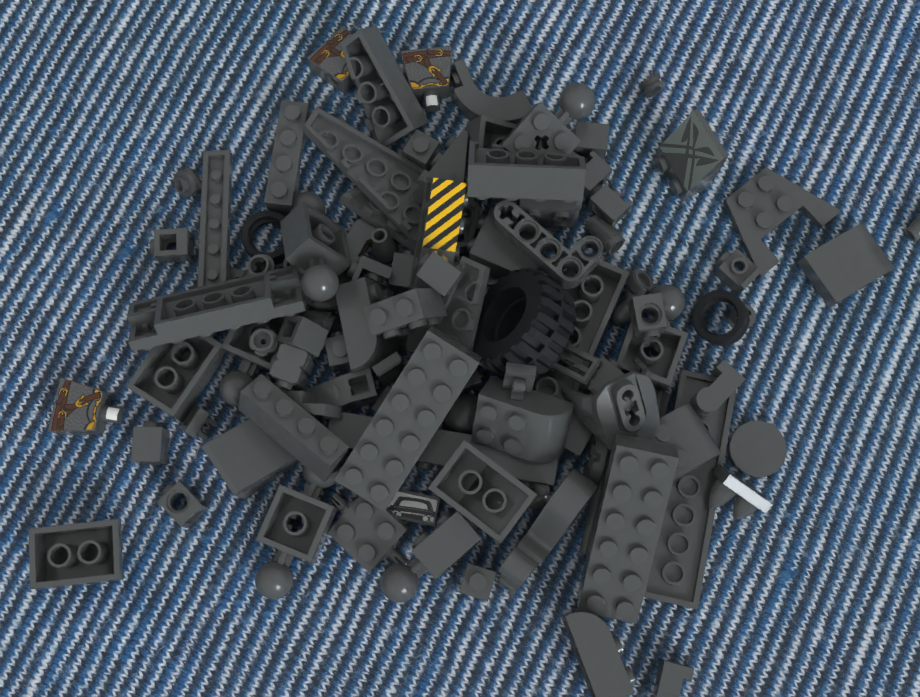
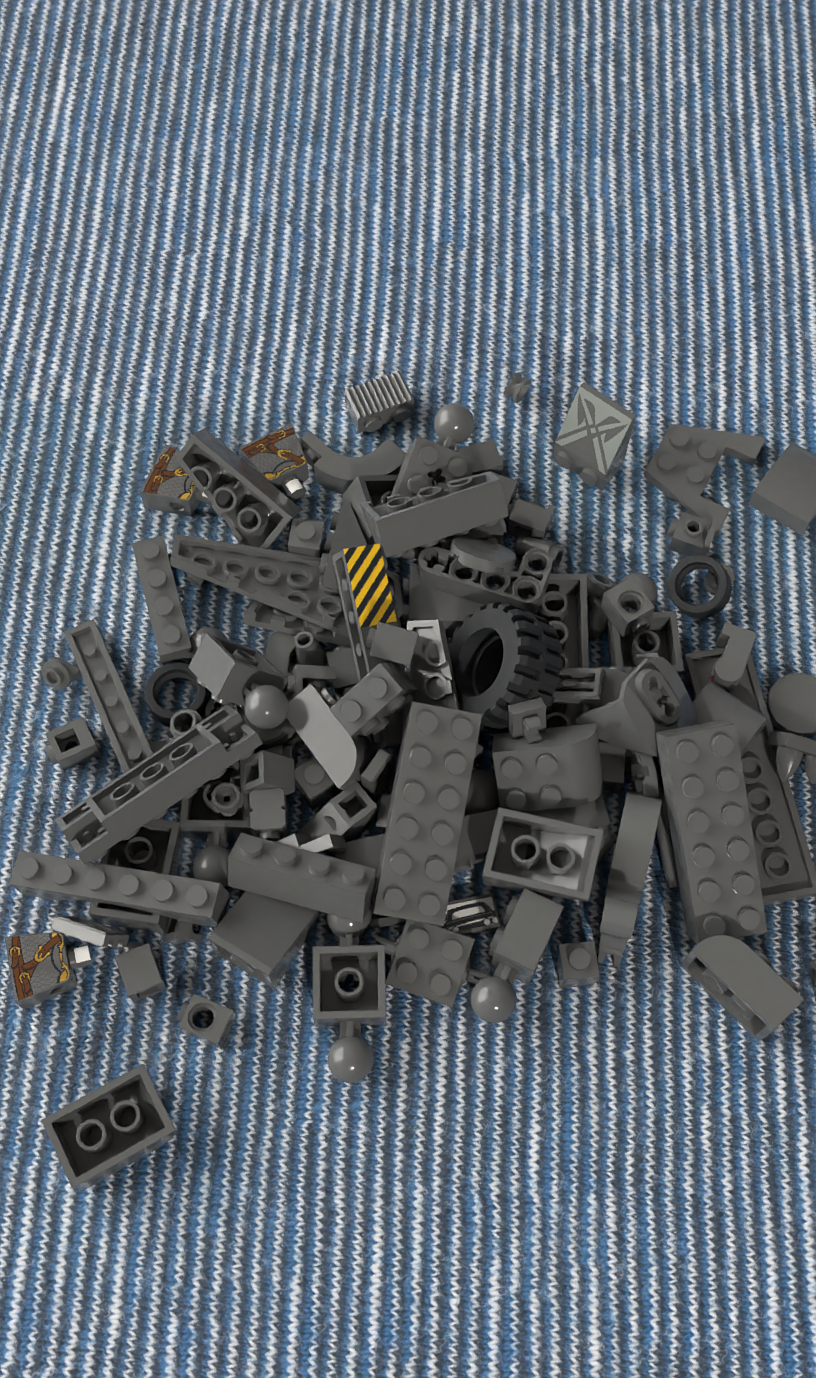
camera: 25 degrees left, 10 degrees down
(124, 399) = (90, 931): none -> tile
(156, 378) = (159, 893): none -> dark grey arch
(532, 54) = (379, 402): none -> dark grey brick
(546, 225) = (482, 554): none -> dark grey tile

